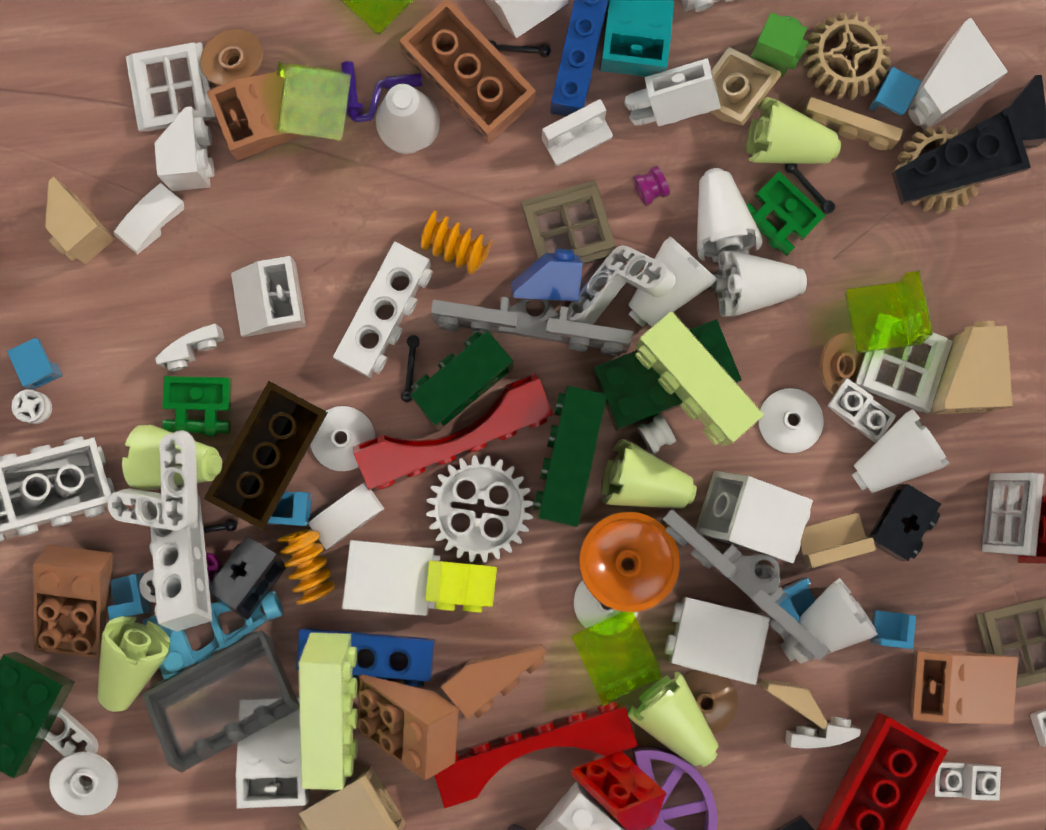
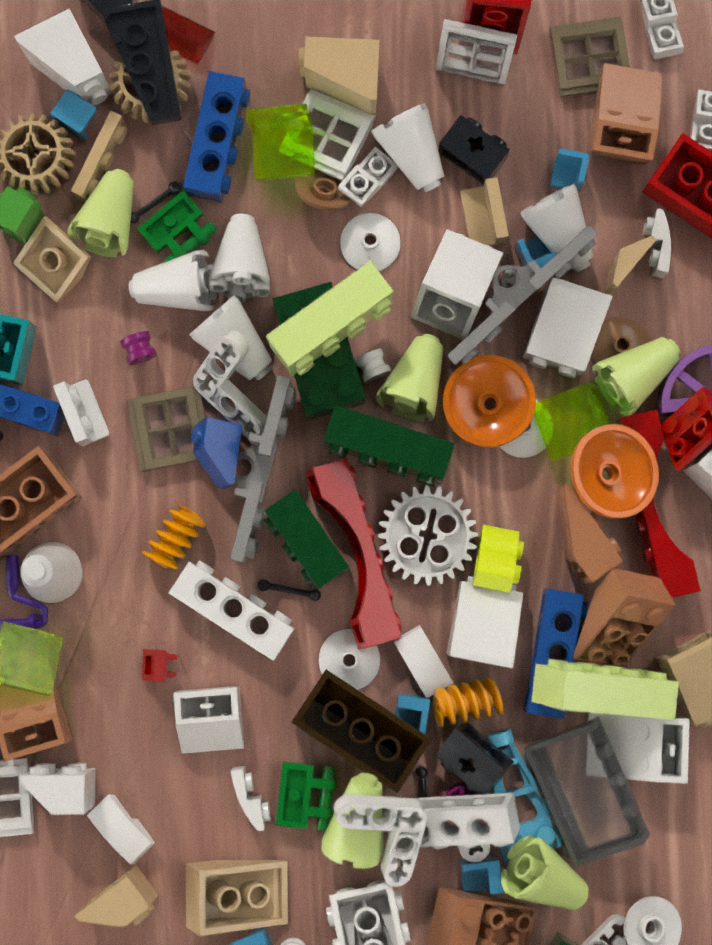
camera: 80 degrees left, 0 degrees up
(89, 342) = (236, 895): none -> tan slope
(319, 236) = (155, 665): none -> red tile
(569, 720) = (629, 467): none -> orange dish
(675, 95) = (55, 317): white hinge -> none
(938, 242) = (219, 90): none -> blue brick
(996, 202) = (186, 36): none -> clear red slope

